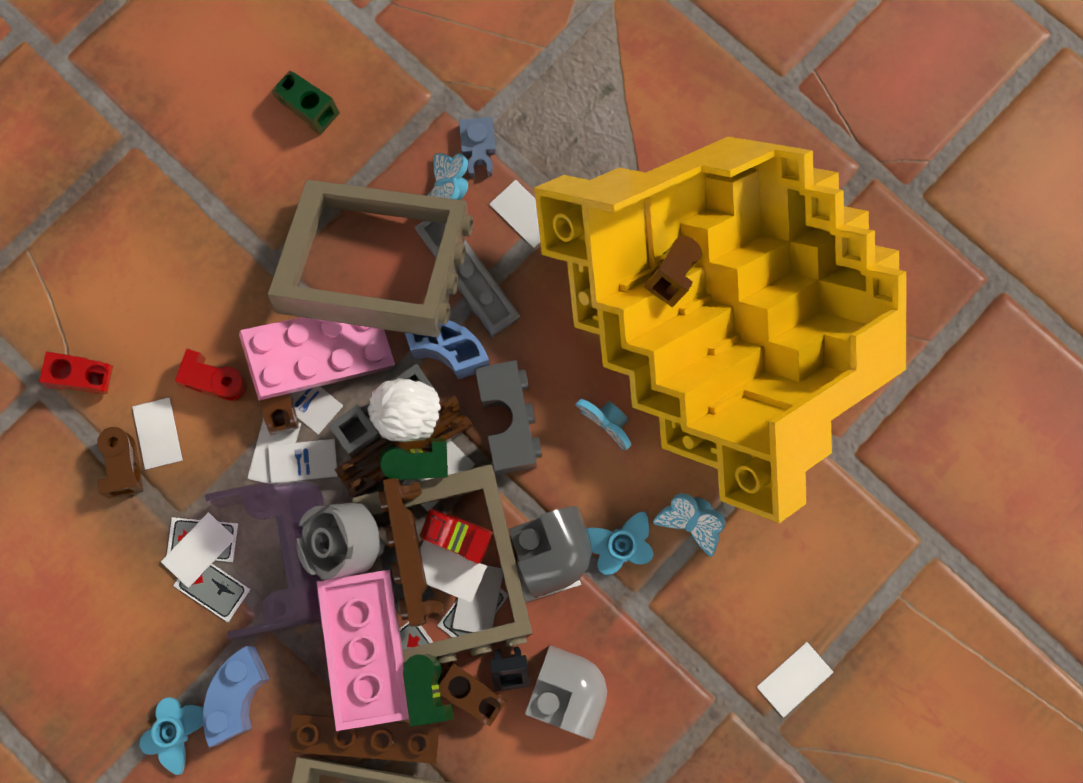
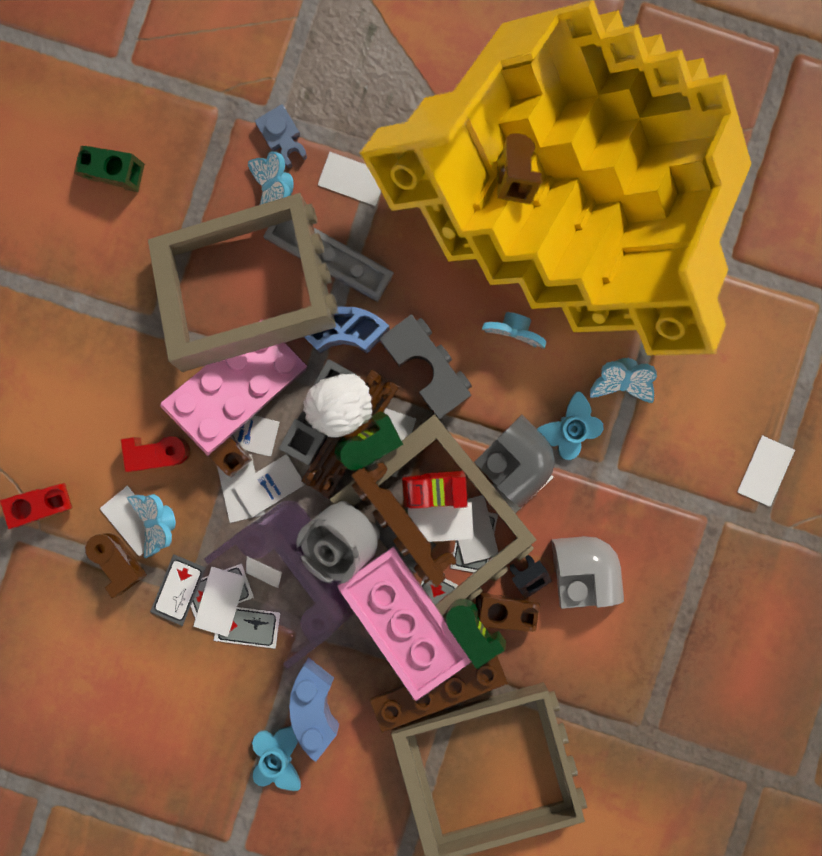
camera: 25 degrees left, 10 degrees up
(164, 519) = (178, 590): none -> white sticker
(180, 441) = (157, 520): none -> medium azure animal
(254, 537) = (263, 572): none -> white sticker

